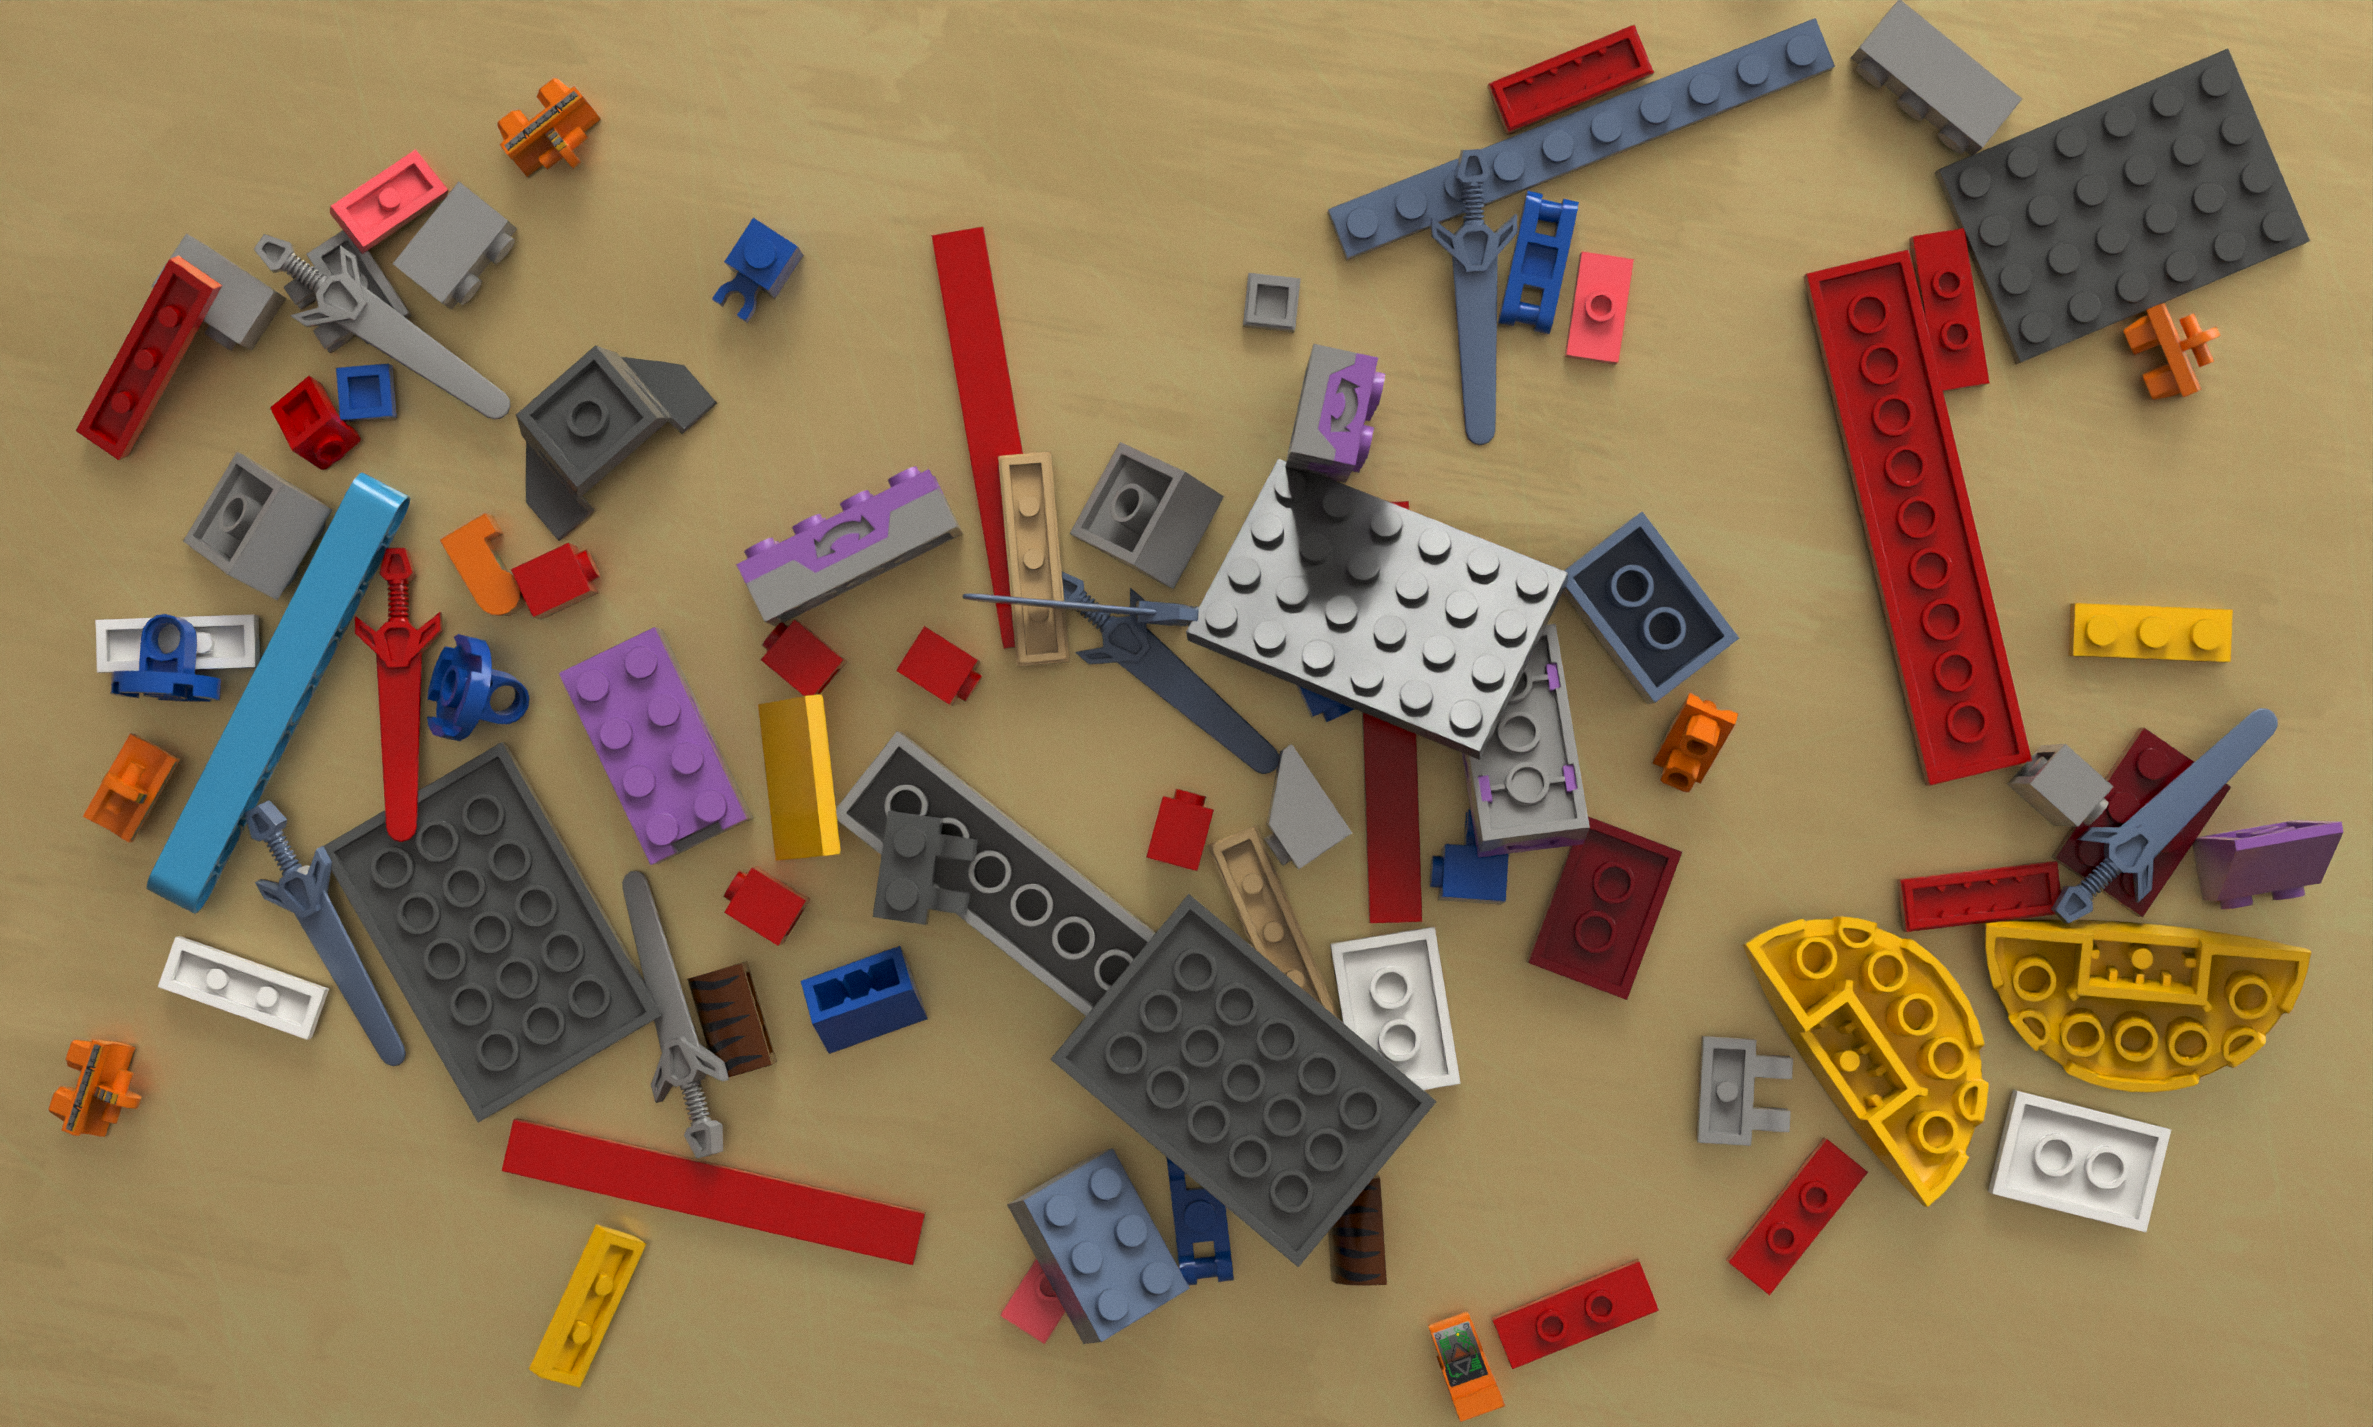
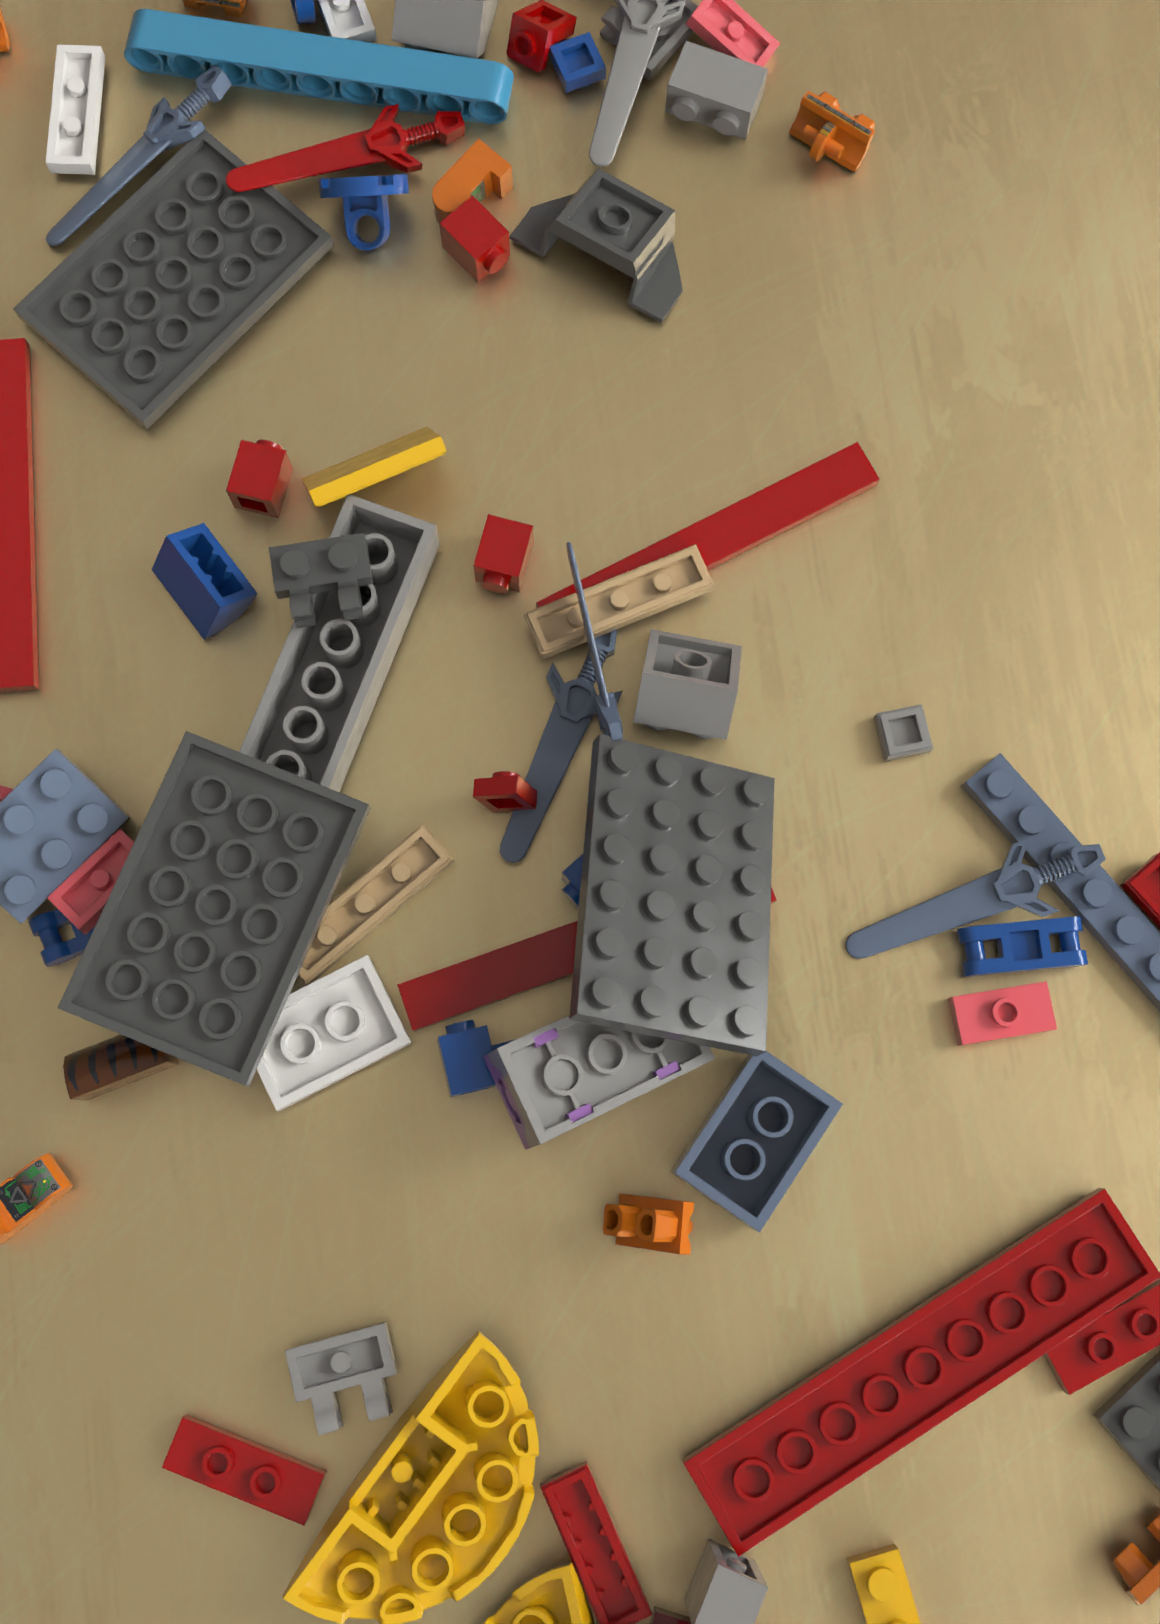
camera: 75 degrees right, 10 degrees down
(656, 745) = (365, 352): medium lavender piece -> none
(682, 1057) = (113, 452): light grey sword -> none
(733, 1018) = (158, 484): reddish brown brick -> none
(761, 263) = (787, 314): blue brick -> none
(801, 658) = (474, 445): red brick -> none
(850, 547) = (578, 445): piece -> none
(1170, 1198) = (89, 887): none -> coral plate
(1180, 830) = (427, 794): red brick -> none
(1205, 747) = (505, 792): none -> red plate
(1301, 814) = (474, 886): light grey slope -> none
(1334, 403) = (835, 791): piece -> none
(1575, 1314) = (96, 1287): red plate -> none
(1604, 908) = (475, 1192): dark red plate -> none

